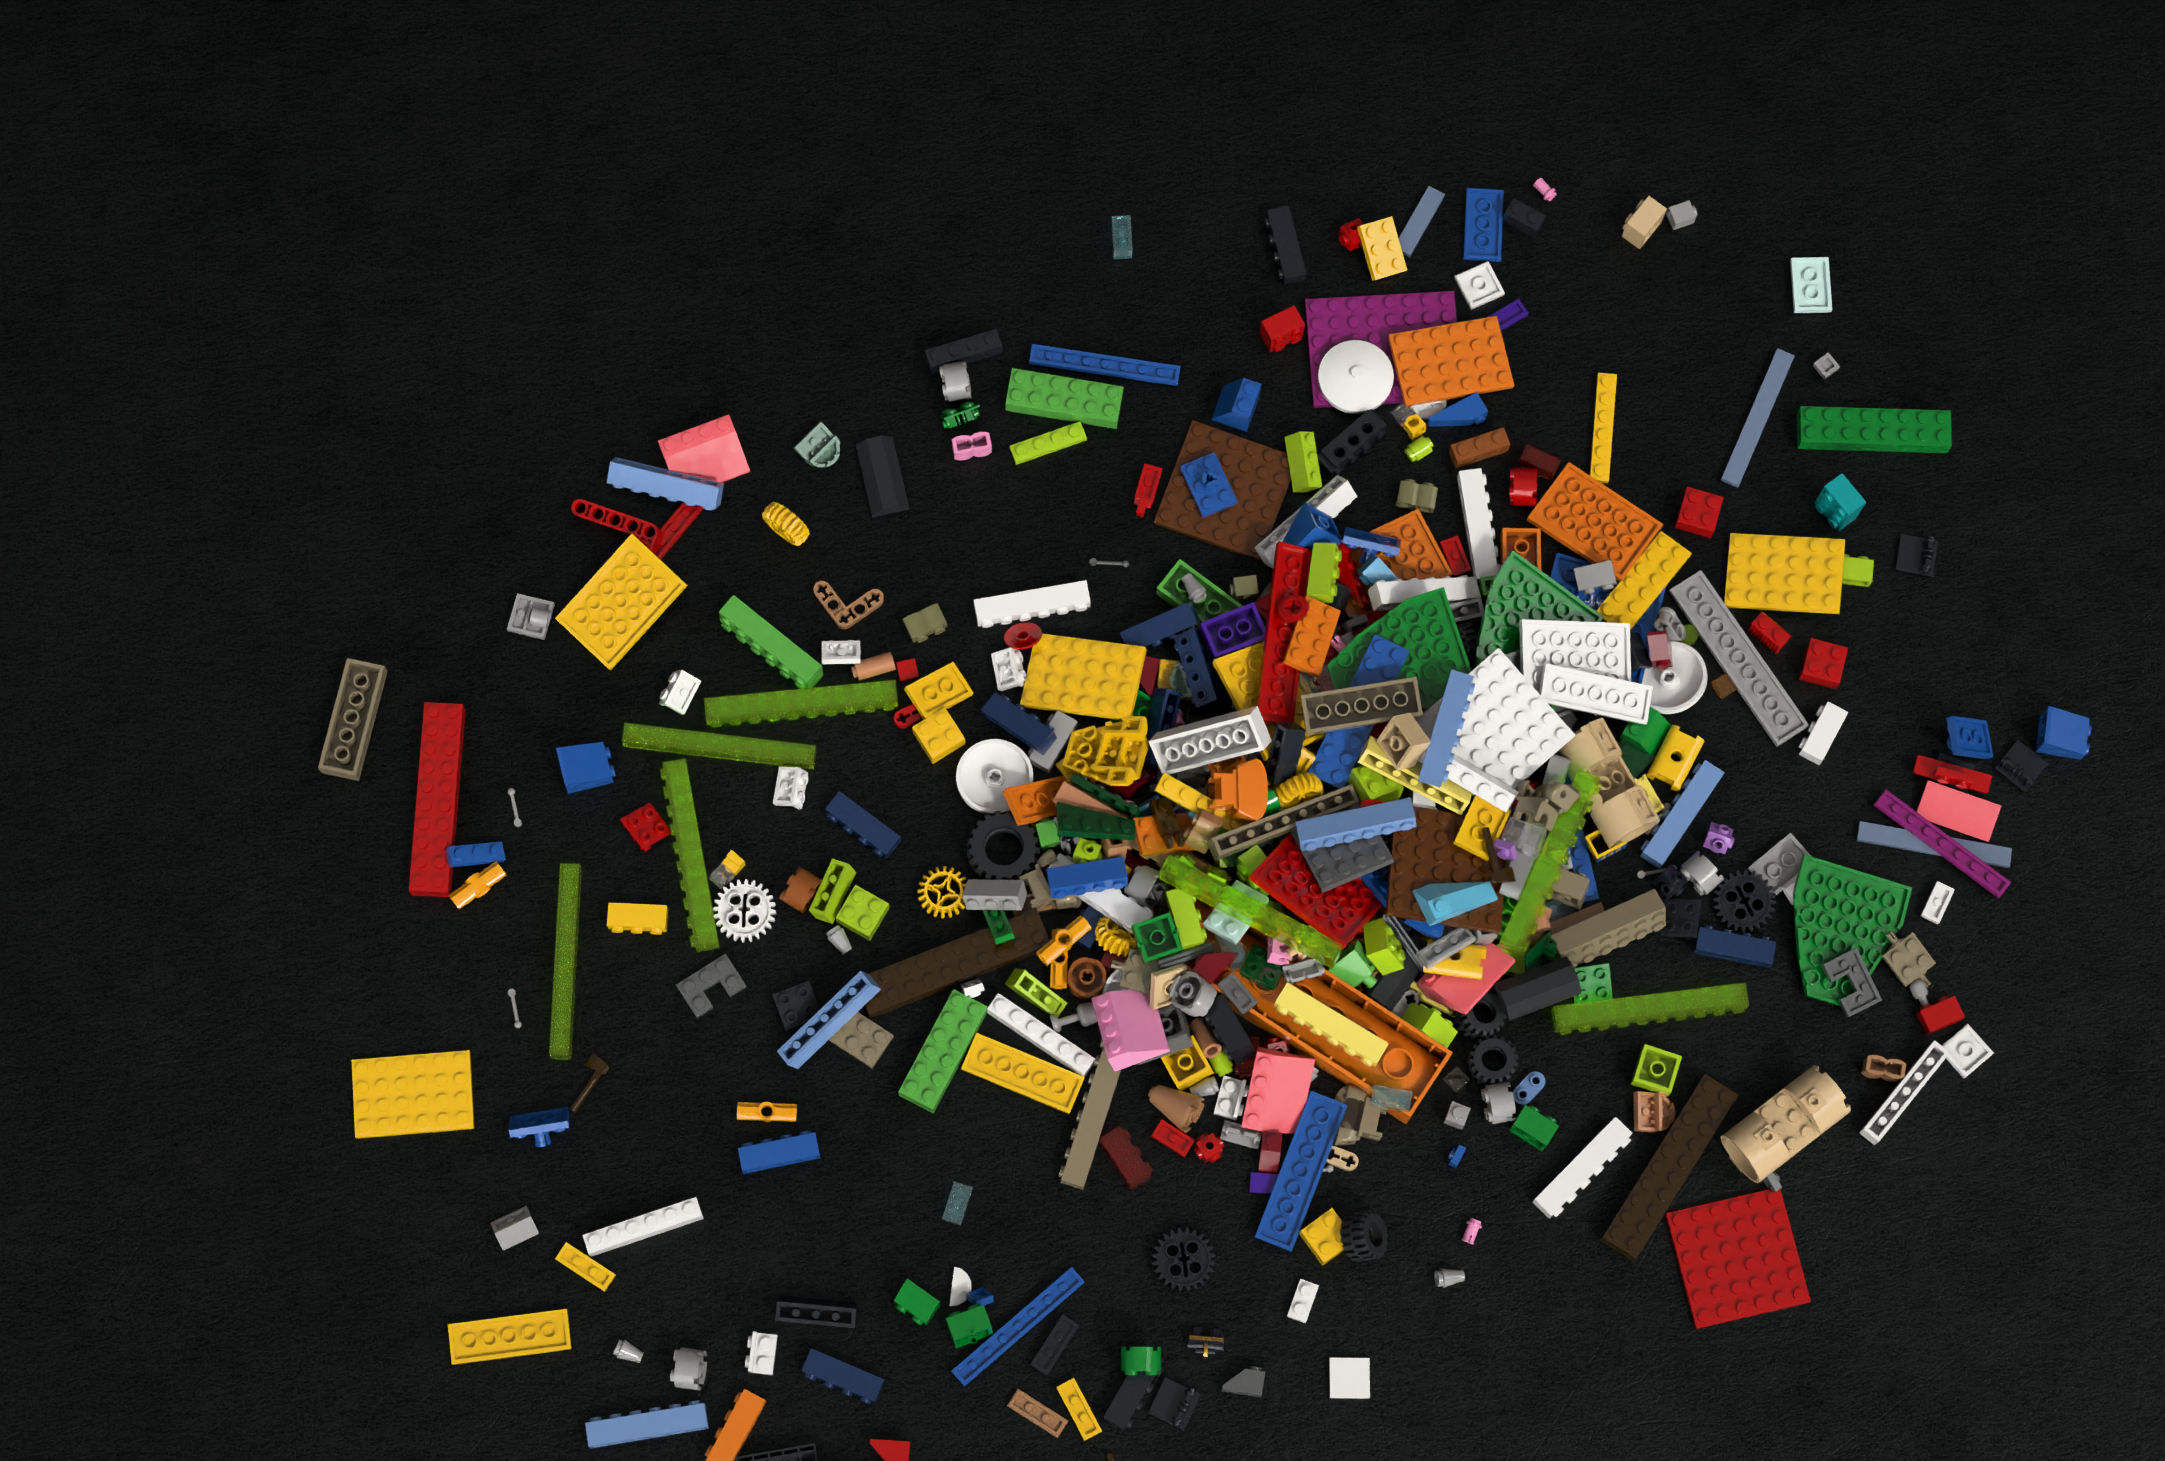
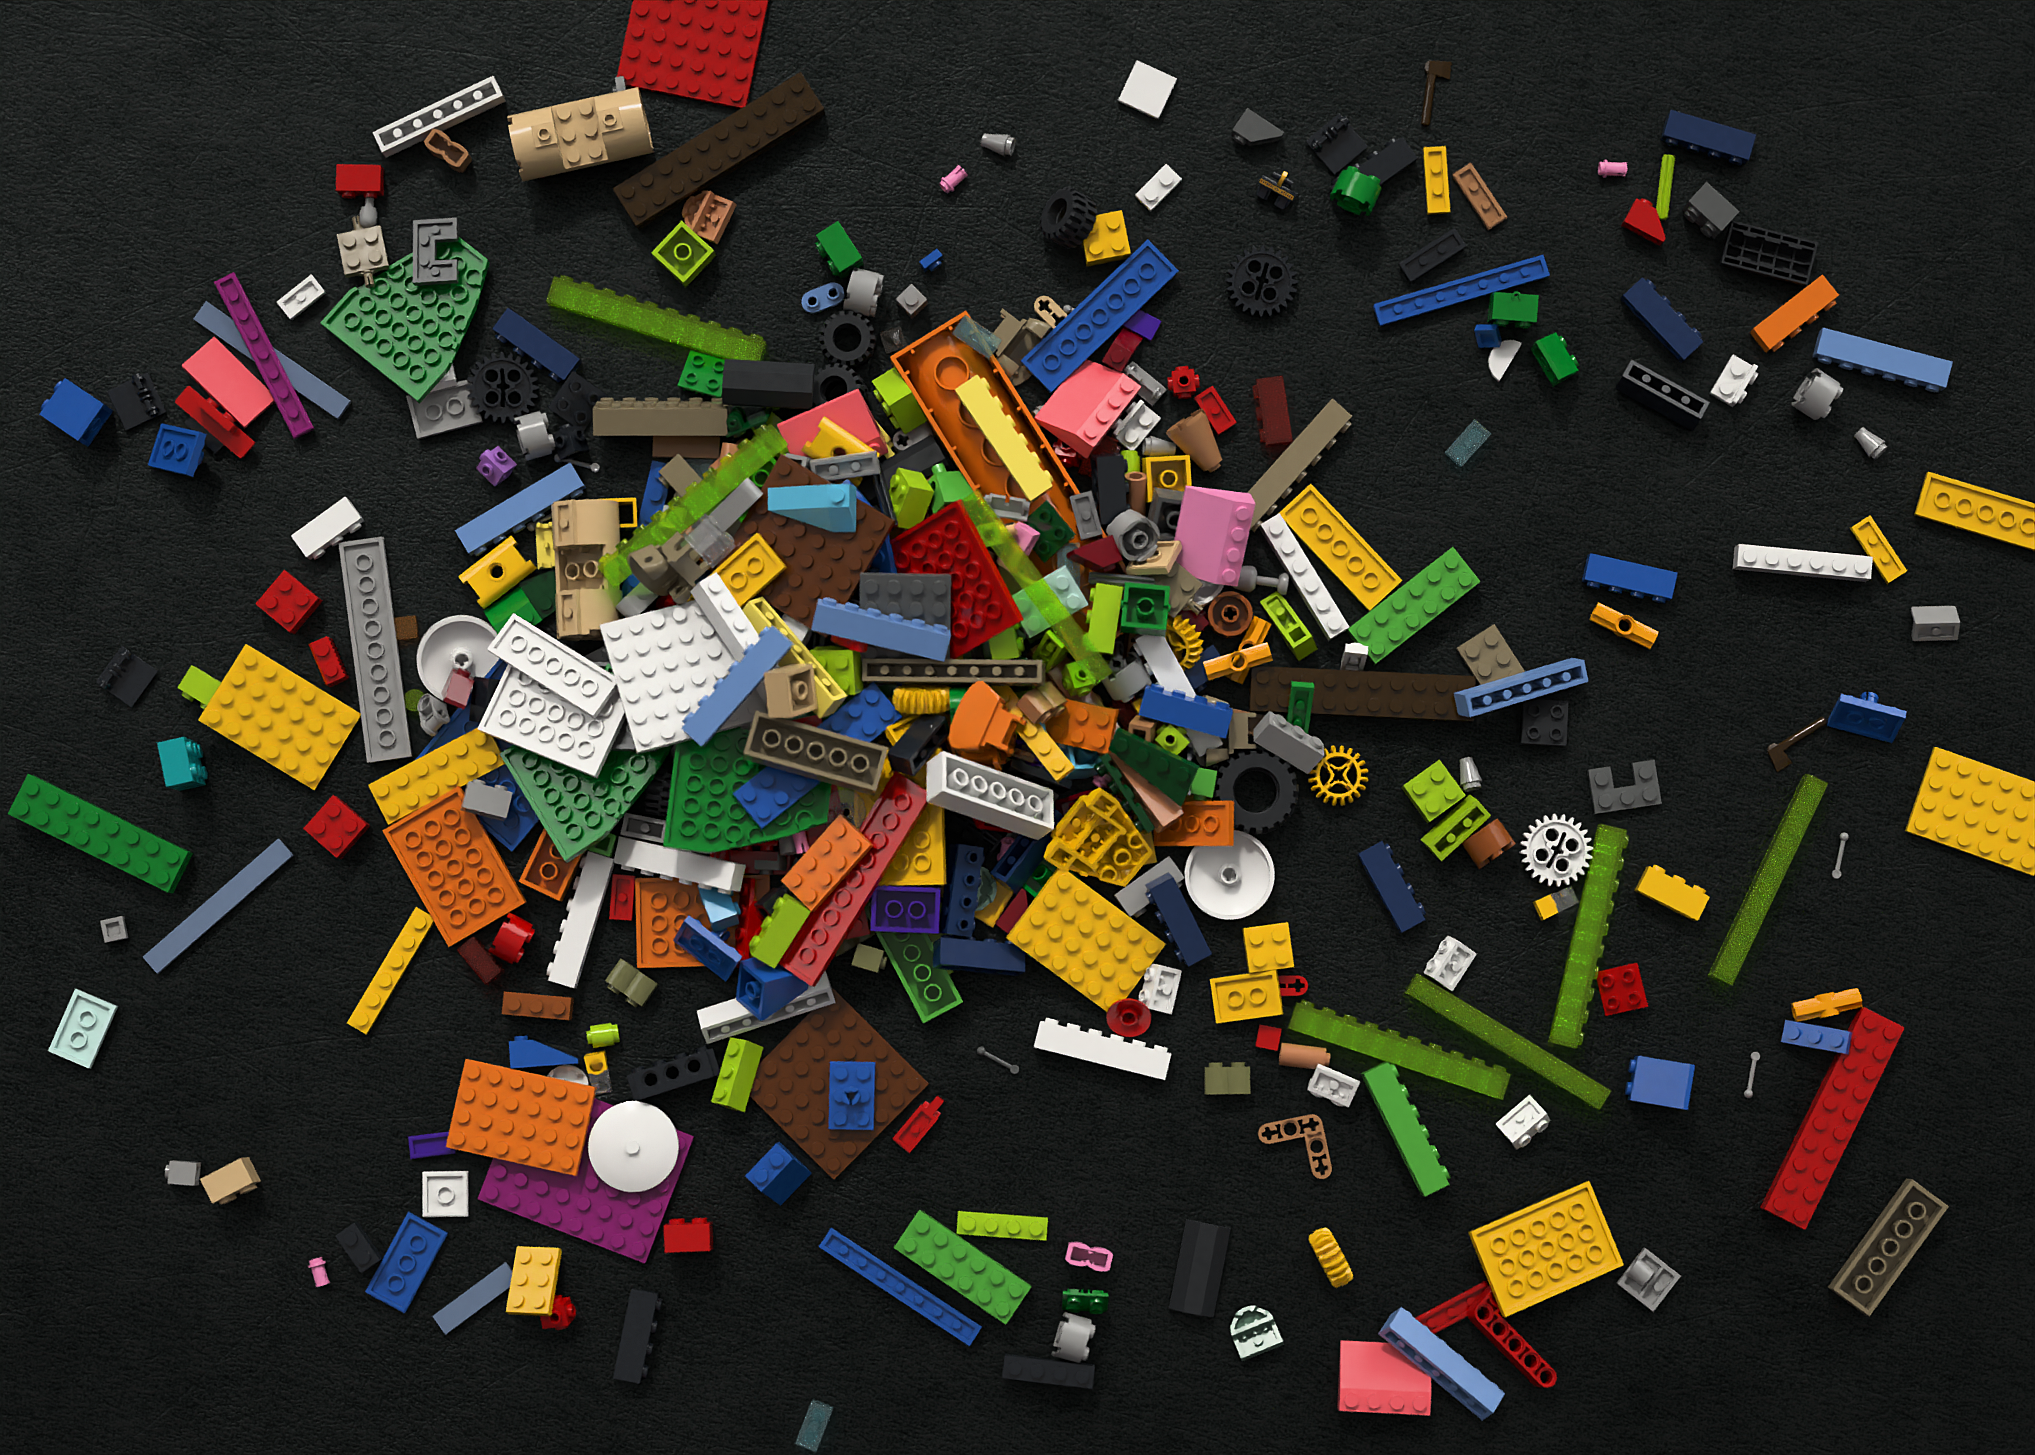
camera: 150 degrees left, 10 degrees up
(1166, 822) = (1075, 732): dark brown hinge -> none
(1194, 589) = (924, 980): light grey cone -> none
(1287, 604) = (837, 908): red gear -> none
(1498, 876) = (756, 508): dark brown piece -> none
(1505, 850) = (735, 534): medium lavender plate -> none
(1579, 1171) = (808, 190): white brick -> none
(1966, 1051) = (352, 134): white tile -> none

